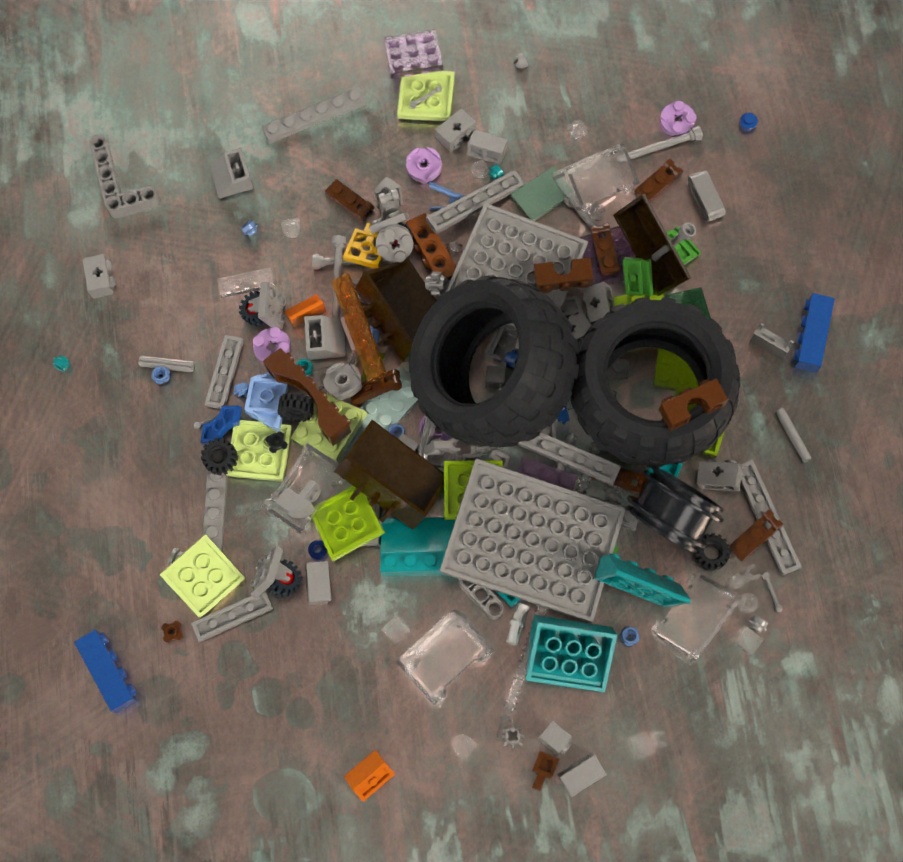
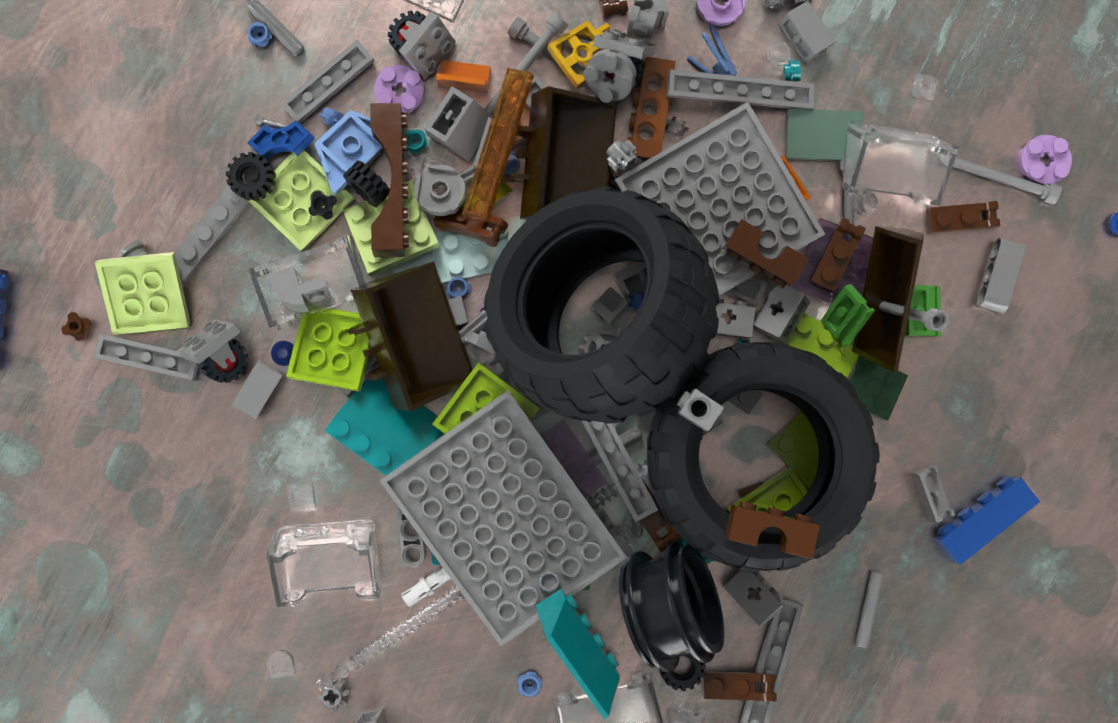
camera: 30 degrees right, 15 degrees up
(369, 775) = (165, 621): orange panel -> none
(570, 653) = (454, 658): teal slope -> none
(602, 363) = (711, 413): none -> light grey brick

